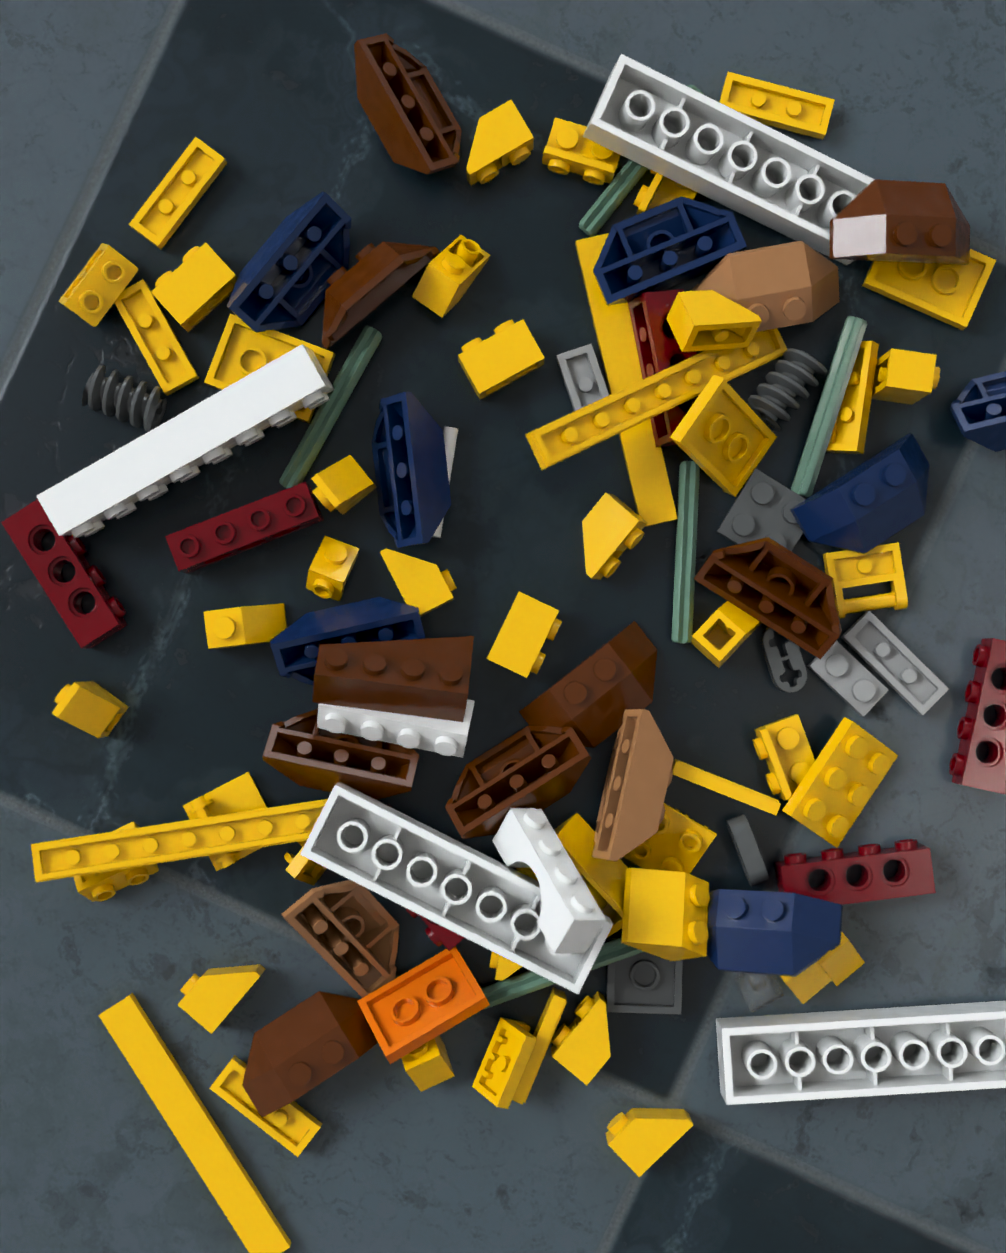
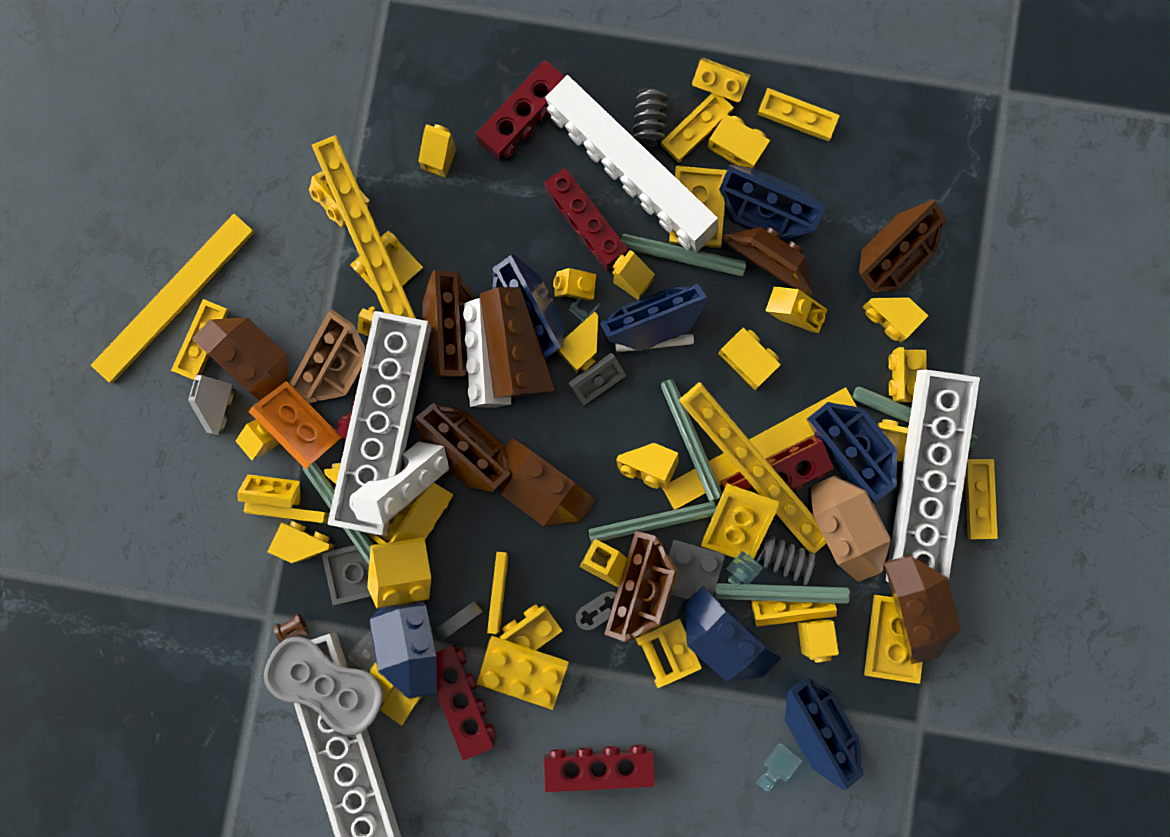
camera: 75 degrees right, 5 degrees down
(217, 992) = (268, 287): yellow slope -> none
(244, 625) = (520, 236): yellow slope -> none
(356, 1113) = (209, 402): none -> light grey slope
(375, 570) = (581, 314): none -> clear light blue piece
(471, 573) = (597, 379): none -> dark grey plate
(524, 635) = (564, 425): yellow brick -> none
(582, 376) = (754, 416): light grey plate -> none
(591, 469) = (691, 441): none -> sand green axle
(633, 787) = (480, 528): medium nougat wedge -> none
(646, 1135) = (243, 603): yellow slope -> none
(676, 844) = (450, 561): yellow hinge -> none
(698, 1079) = (291, 628): none -> reddish brown bush
(710, 322) = (815, 492): yellow slope -> none
(770, 1077) = (305, 676): none -> light grey plate
(783, 449) = (743, 569): none -> clear light blue tile
(848, 679) = (597, 660): light grey plate -> none
(894, 663) = (616, 689): light grey plate -> none

